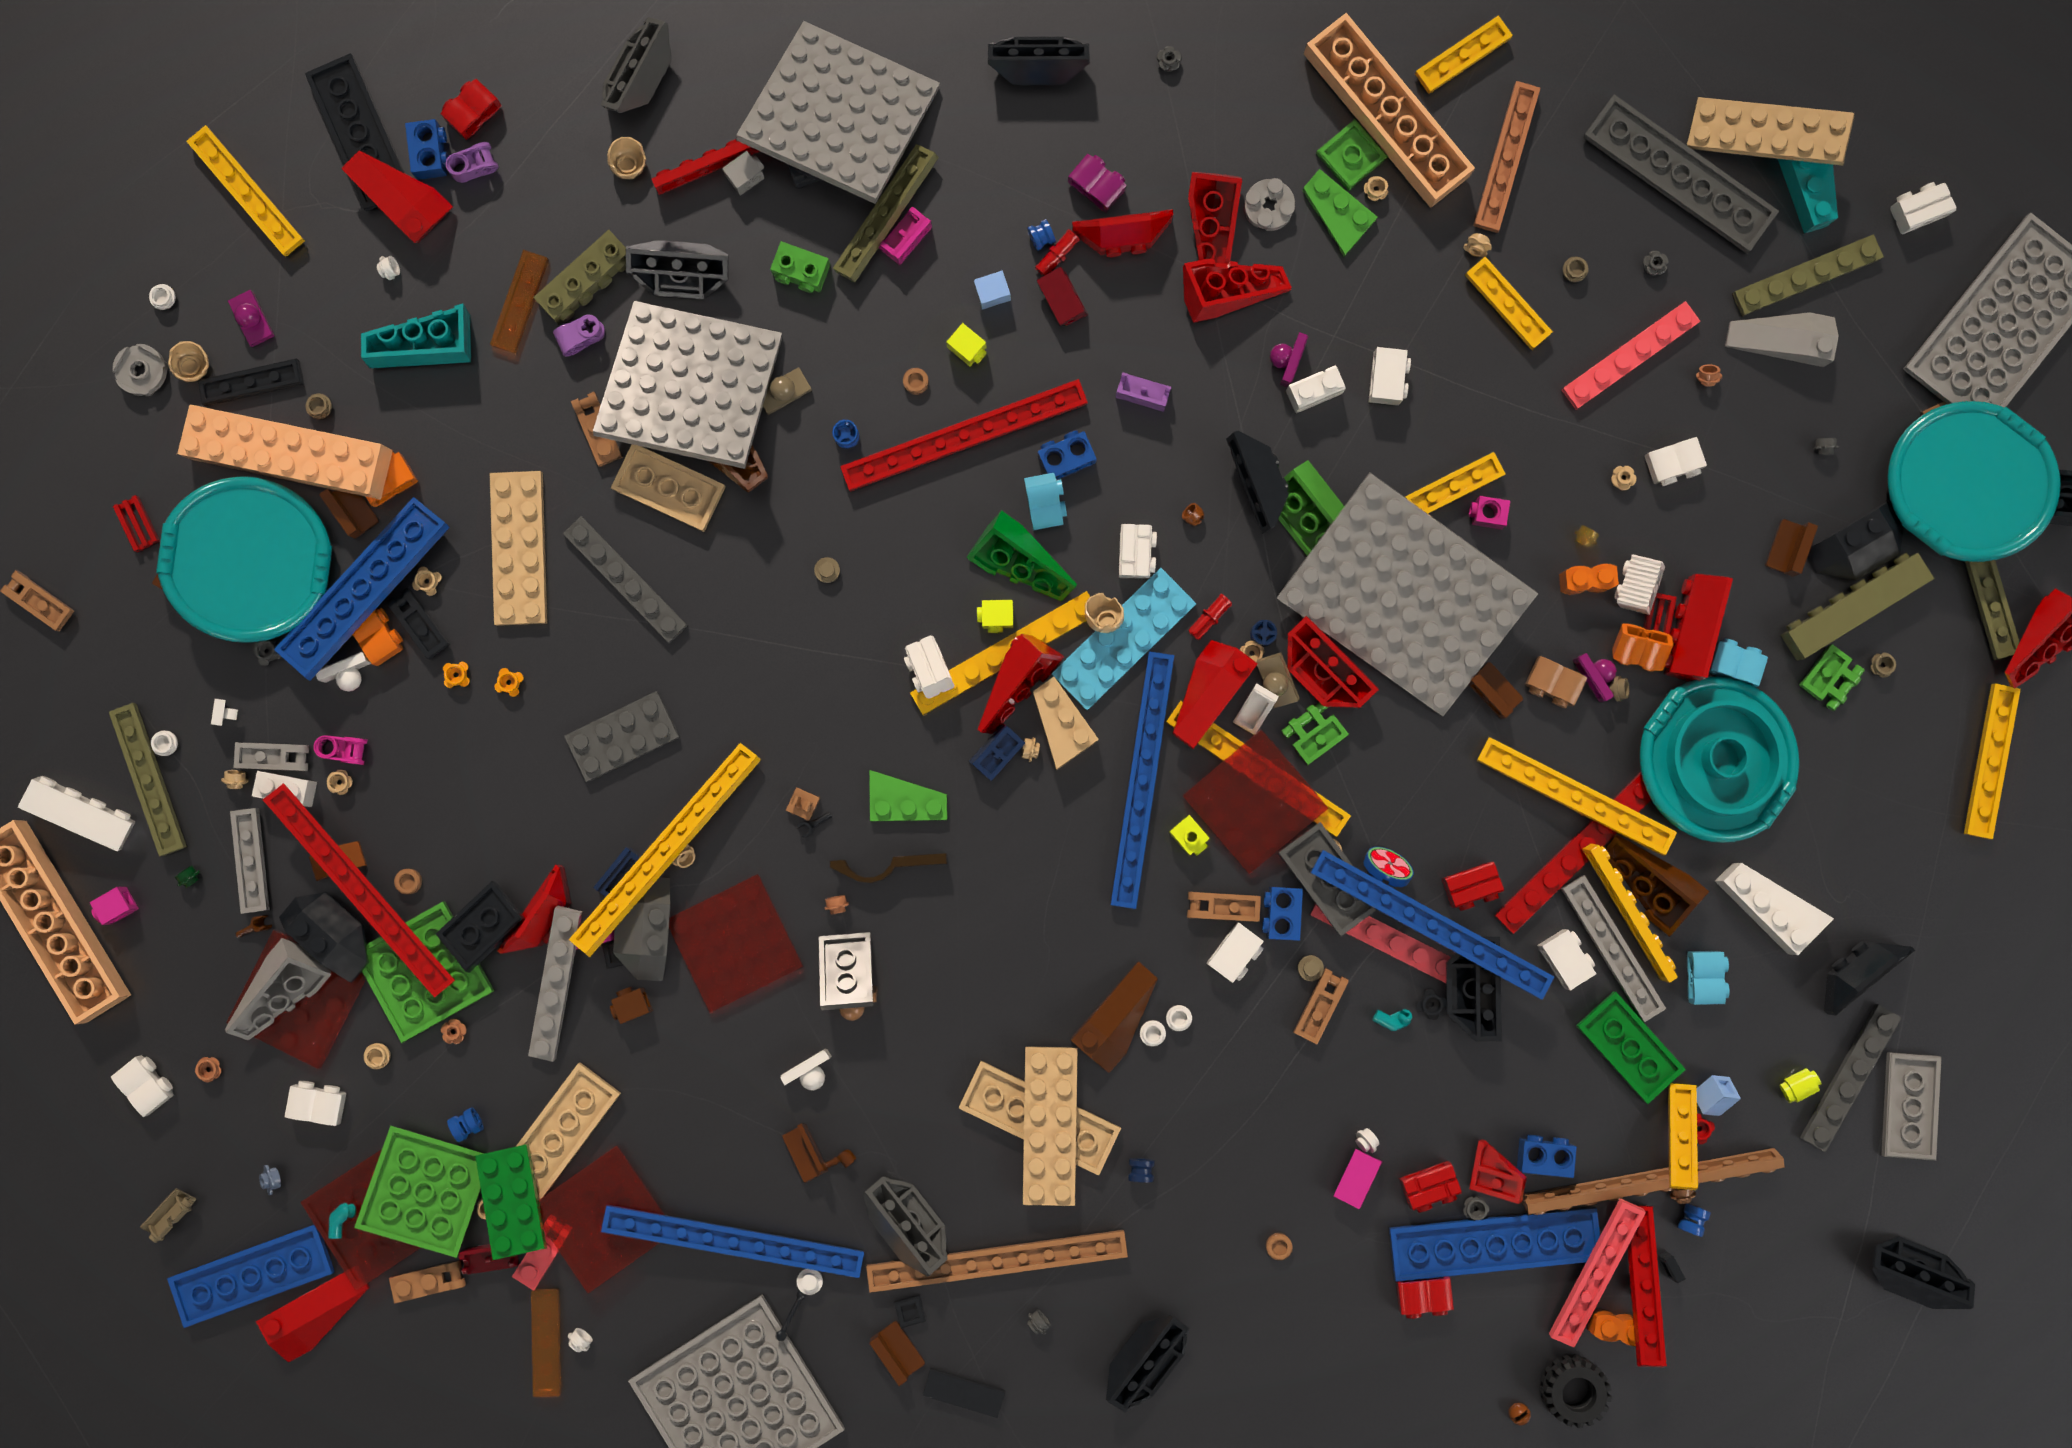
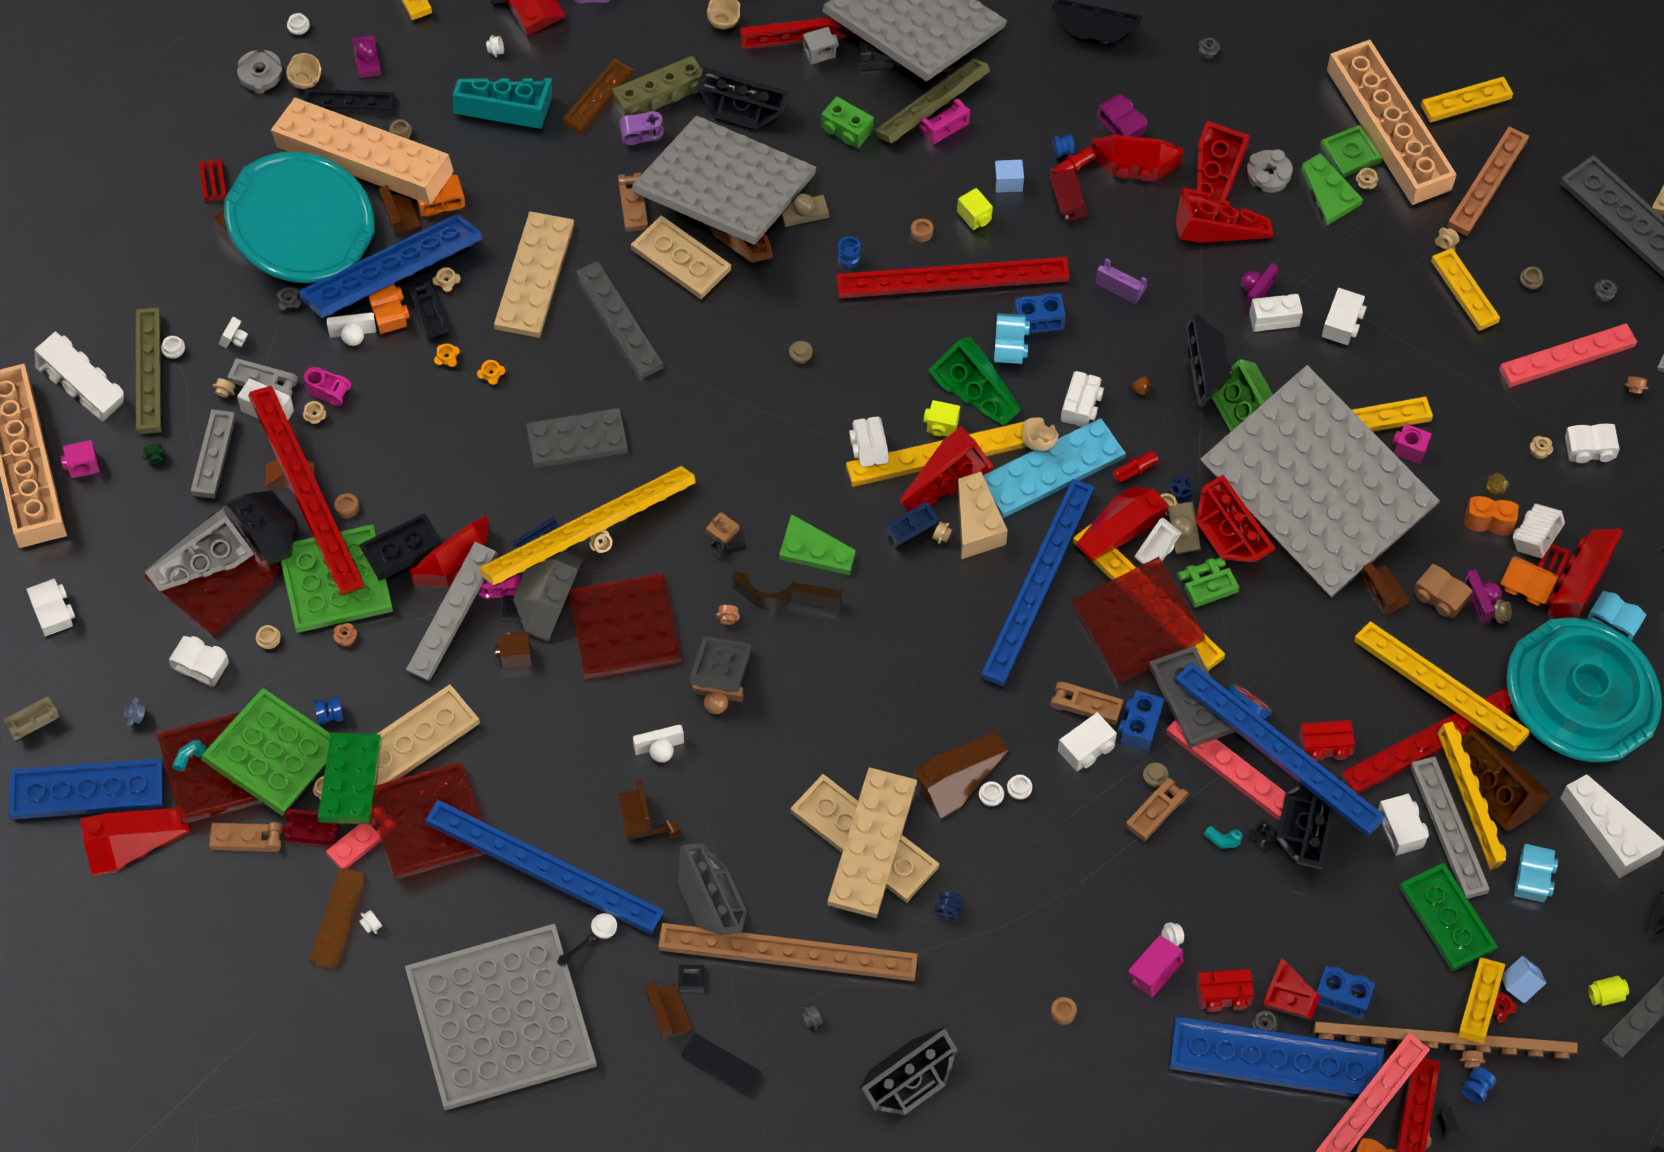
camera: 15 degrees right, 25 degrees down
(37, 601) = (107, 216): medium nougat plate -> none
(201, 1069) = (108, 606): nougat plate -> none
(256, 925) = (201, 504): reddish brown hand -> none
(1190, 836) = (1070, 635): neon yellow brick -> none
(1425, 1296) = (1196, 1086): red brick -> none

